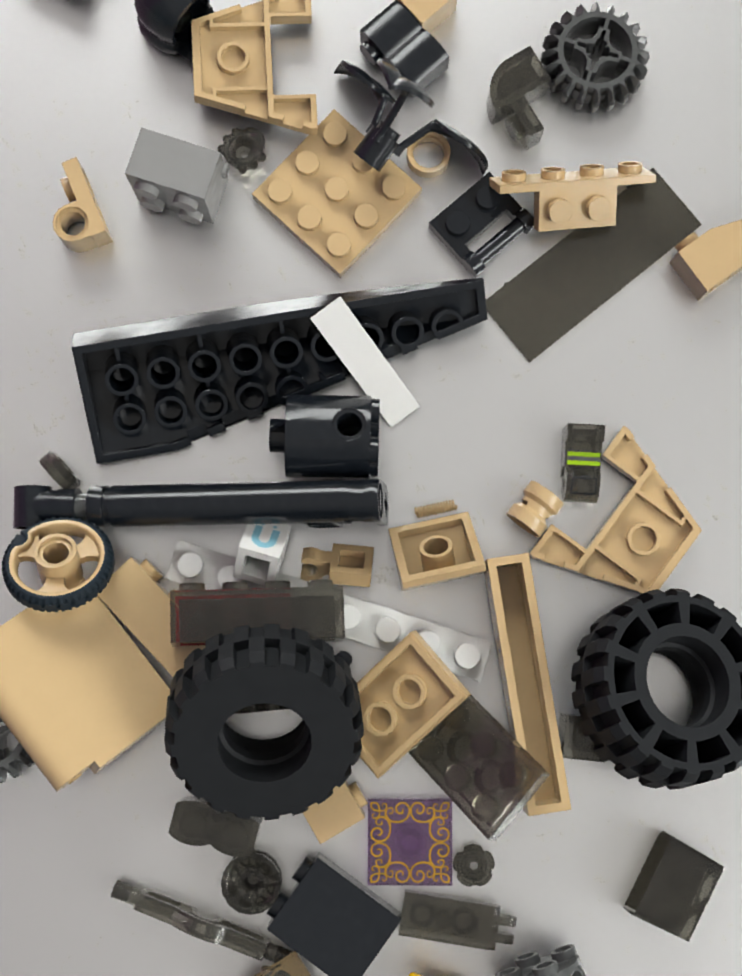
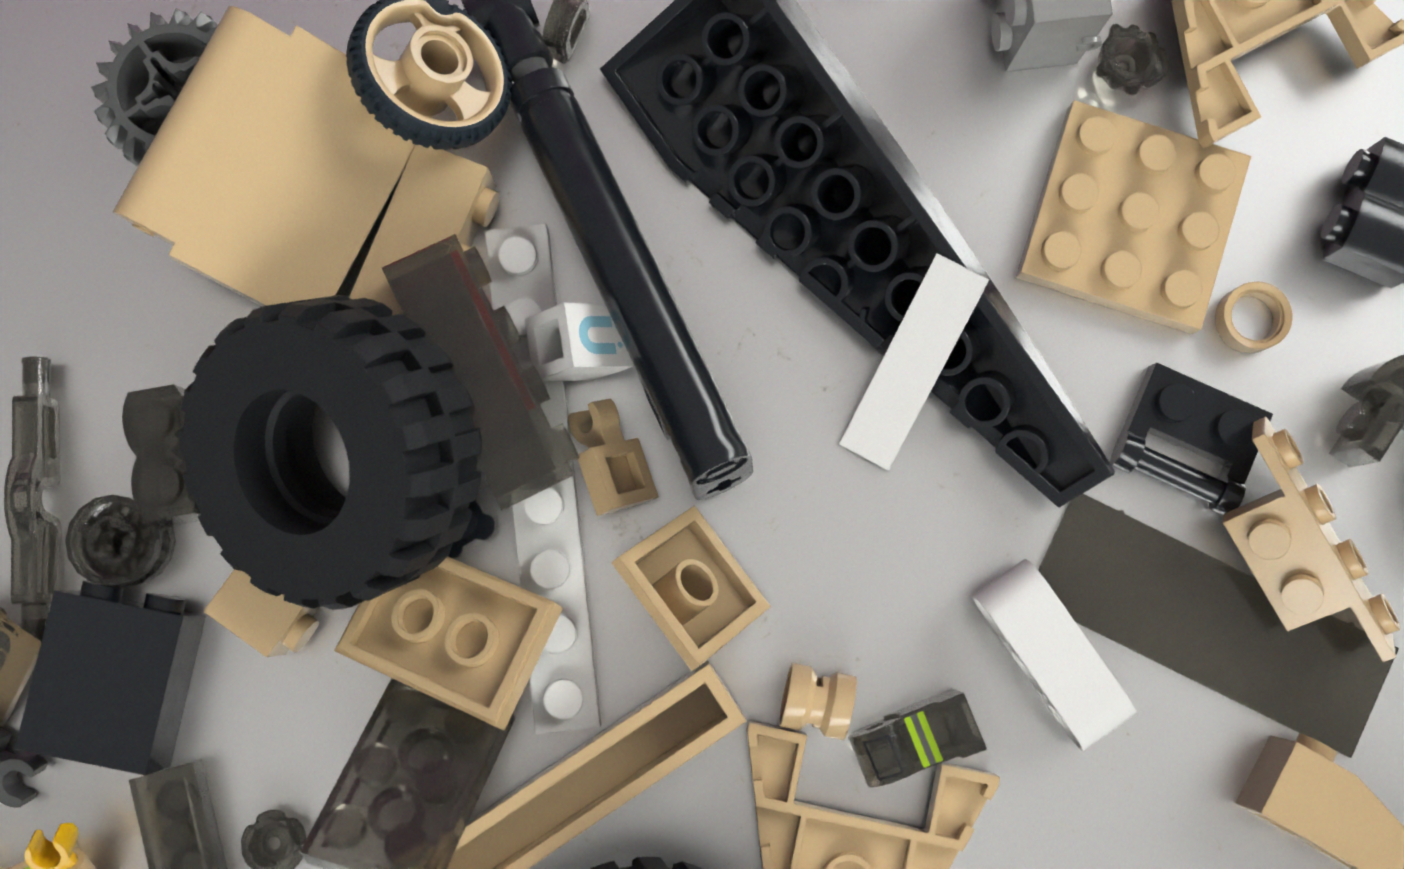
camera: 65 degrees right, 0 degrees up
(328, 436) = (781, 358): black cylinder -> none
(380, 138) = (1245, 235): black plant -> none
(410, 841) = (269, 735): clear purple plate -> none
(430, 511) = (756, 562): tan leg -> none
(569, 362) = (1054, 654): none -> white beam

